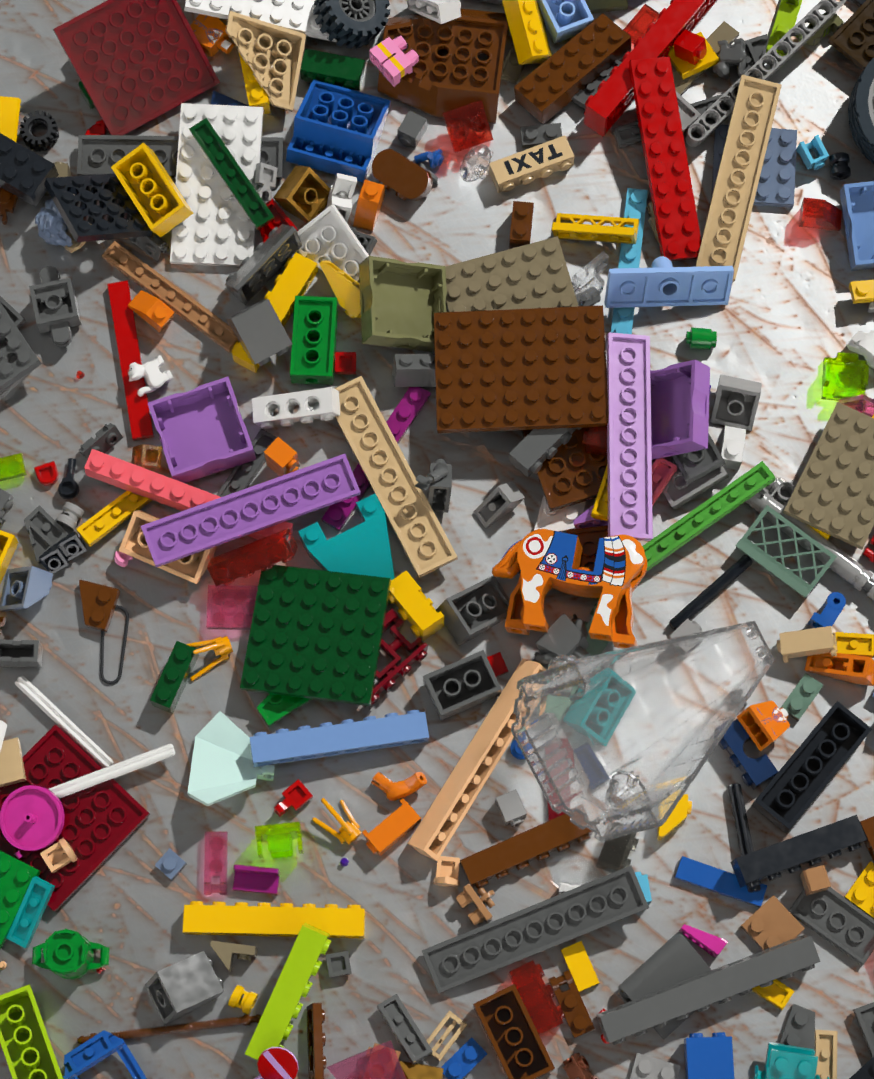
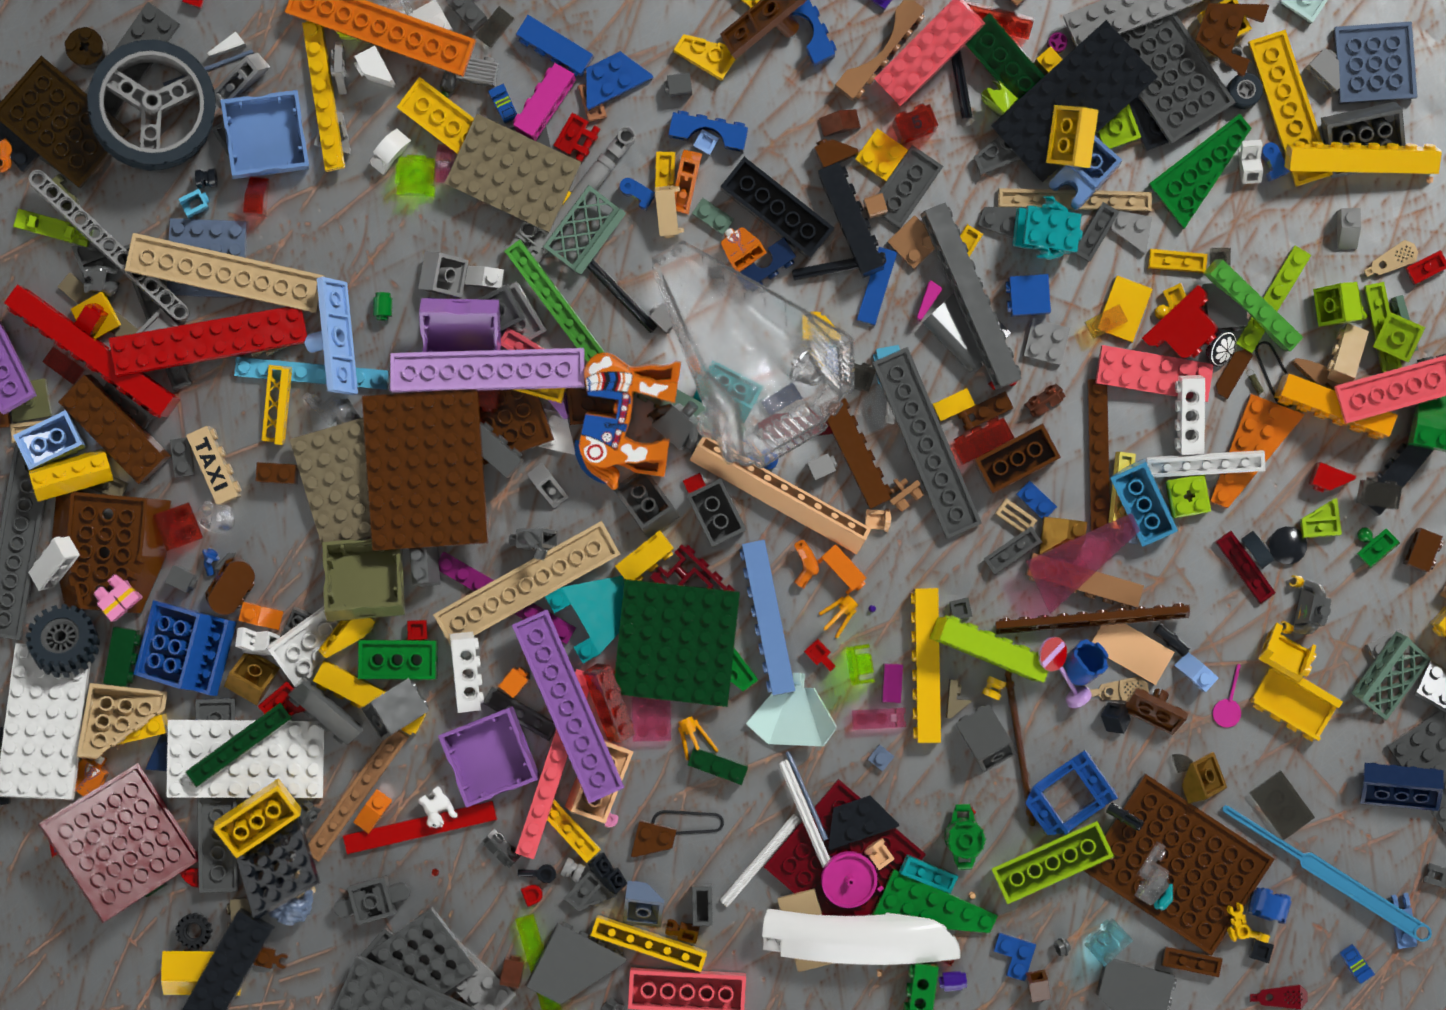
camera: 90 degrees left, 15 degrees up
(98, 833) = (858, 821): none -> black wing
(132, 775) = (806, 795): none -> sand blue axle
(147, 456) = (516, 805): clear orange brick -> none
(266, 179) = (239, 713): light grey plate -> none

